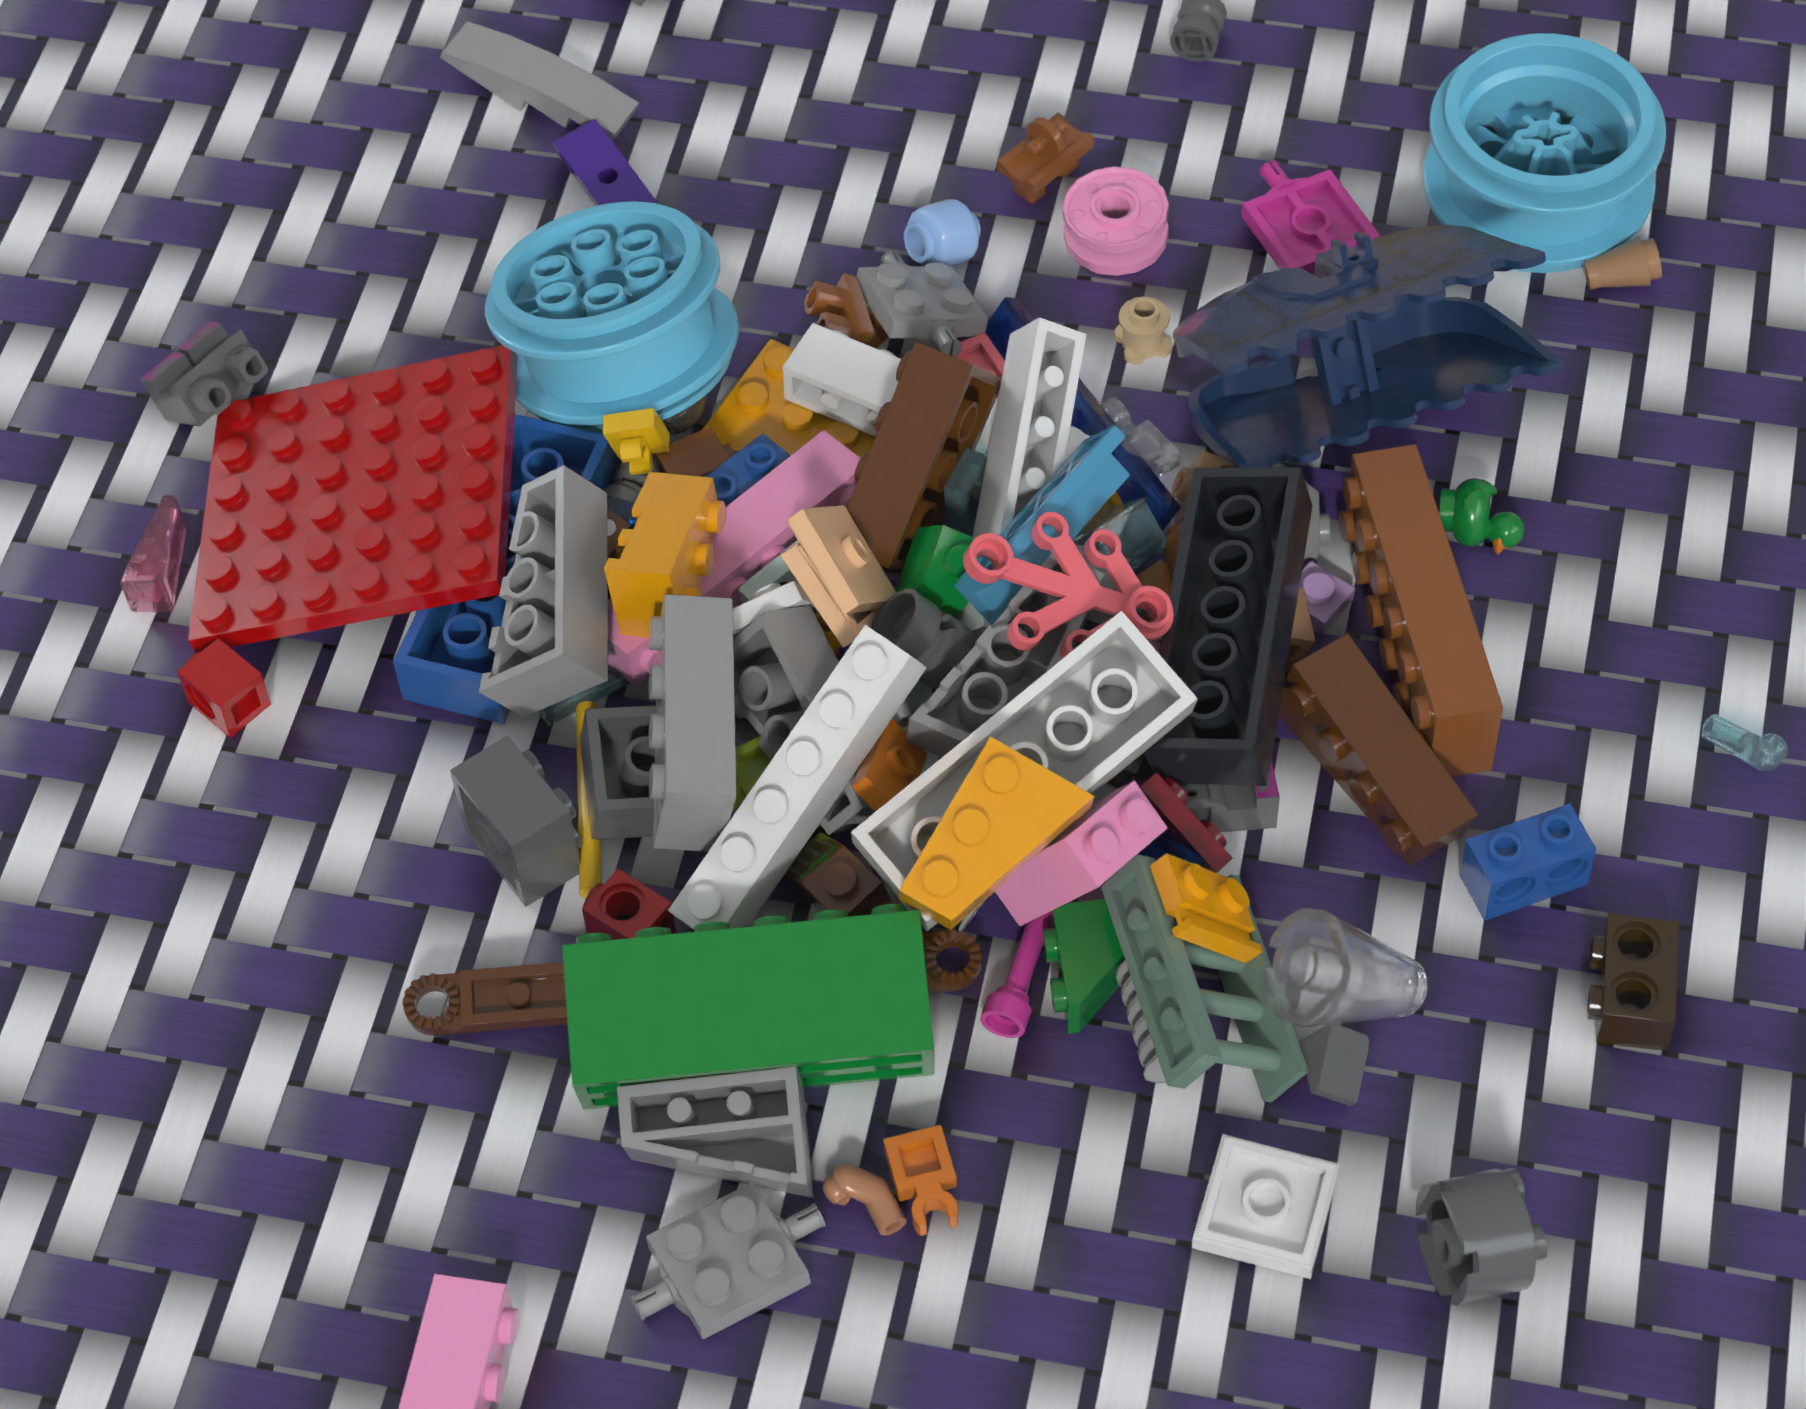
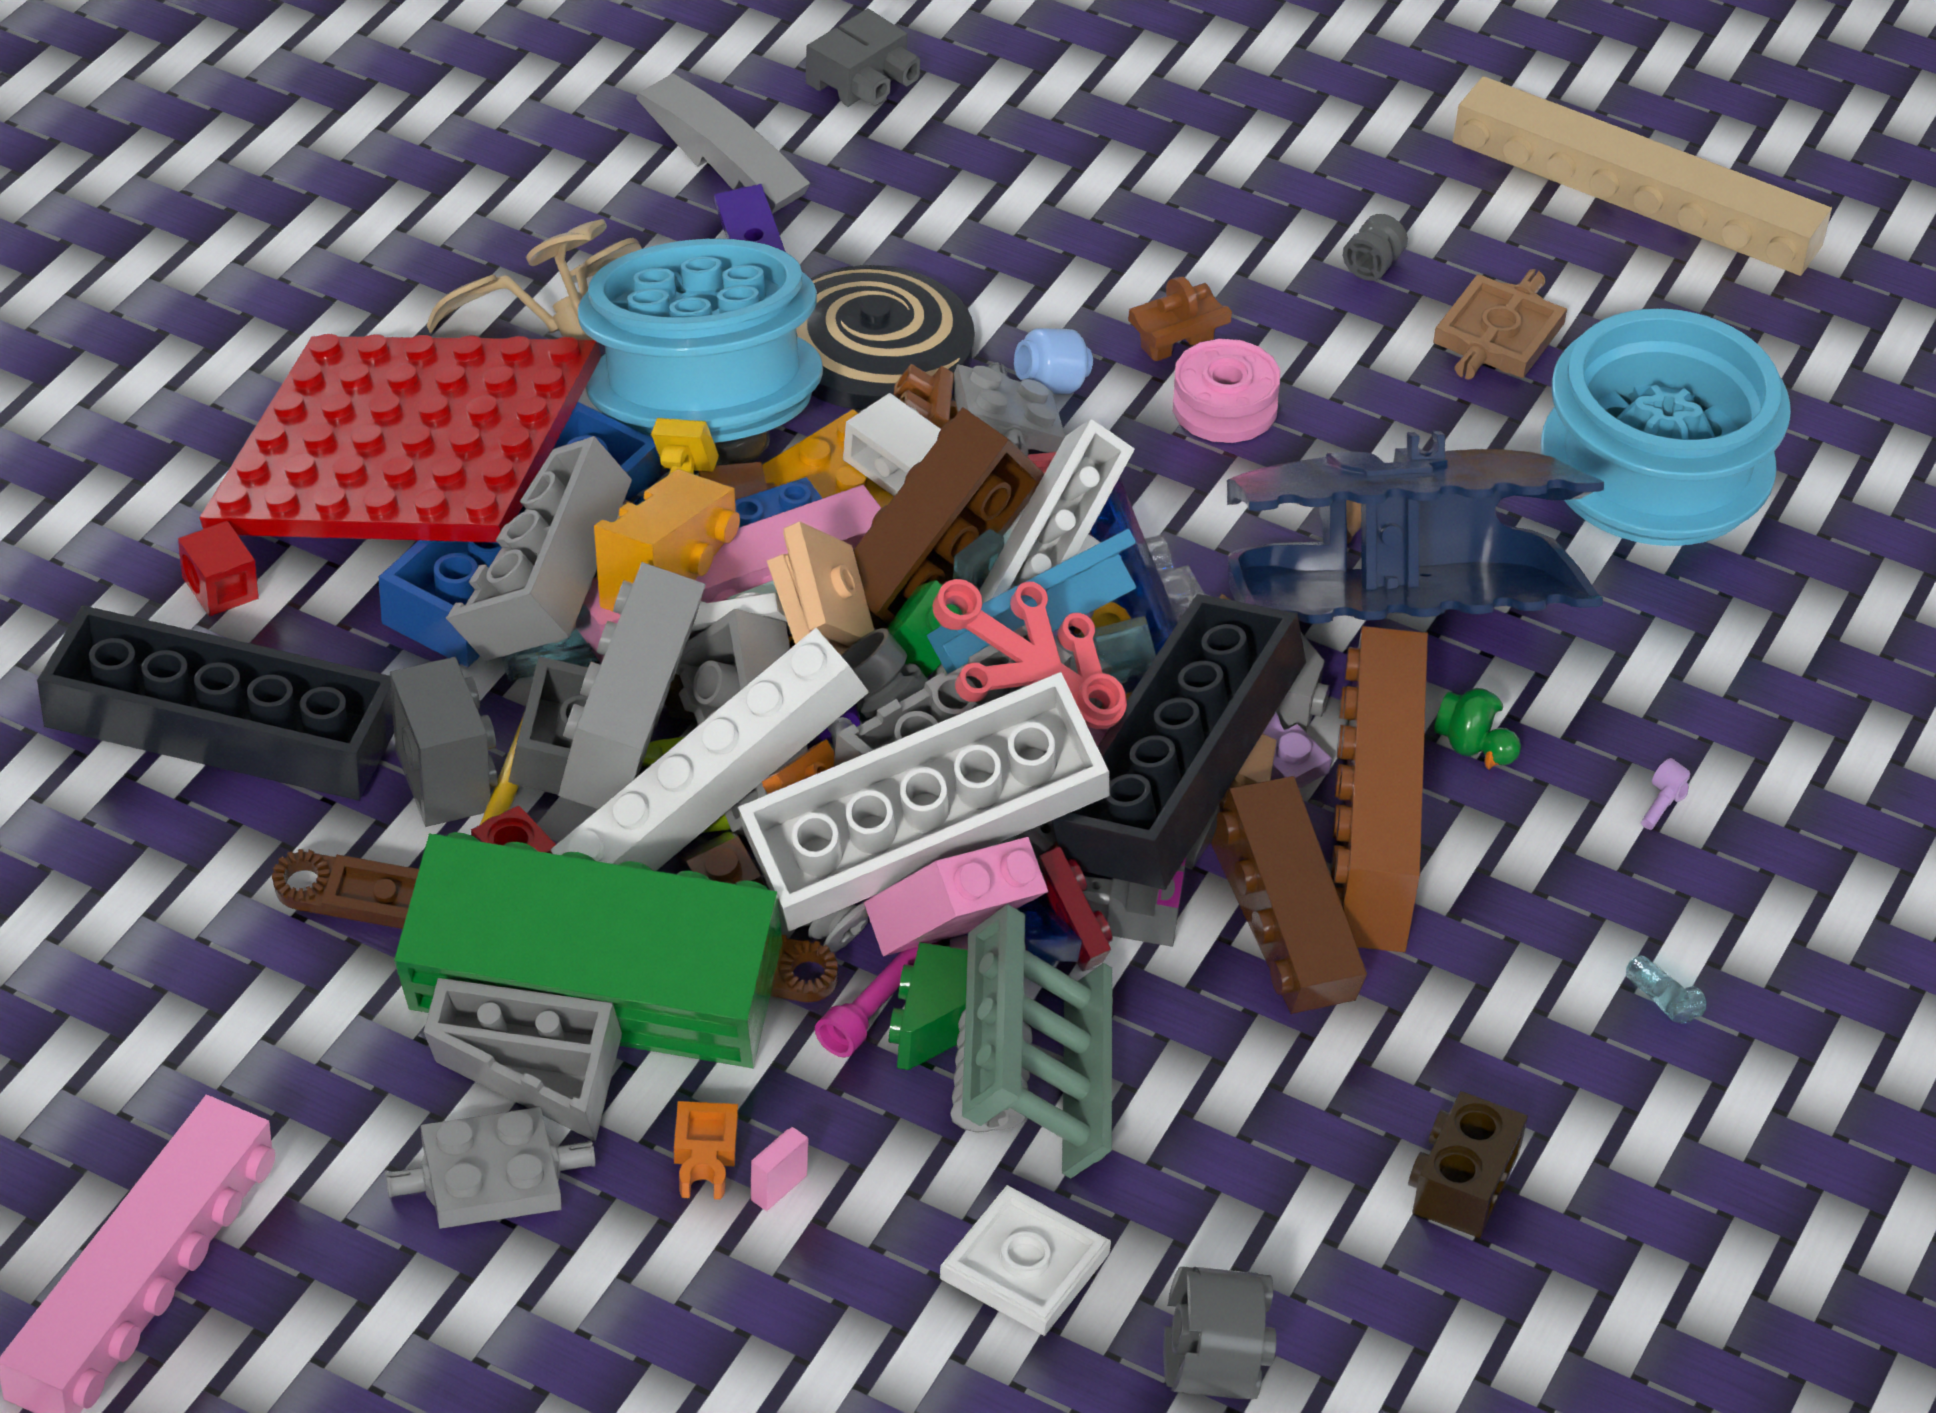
camera: 10 degrees right, 10 degrees down
(155, 565) = (199, 449): clear pink slope -> none
(204, 375) = (306, 305): dark grey hips -> none
(282, 838) = (218, 702): none -> black brick
(466, 310) = (566, 309): none -> tan plant
(773, 244) = (879, 323): none -> black dish
(872, 1190) = (650, 1144): nougat arm -> none
(989, 831) = (862, 834): light orange wedge -> none
(1003, 1180) = (779, 1168): none -> bright pink tile
(1143, 329) = (1210, 489): tan brick -> none
(1207, 907) = (1062, 975): light orange plate -> none
(1303, 217) = (1386, 423): dark pink plate -> none
(1335, 1062) = (1143, 1153): dark grey slope -> none
(1338, 973) = (1175, 1071): clear cone -> none
(1343, 79) = (1500, 325): none -> medium nougat plate
(1527, 861) = (1402, 1031): blue brick -> none
(1624, 266) = (1713, 550): medium nougat cone -> none
(1672, 520) = (1672, 781): none -> lavender hand

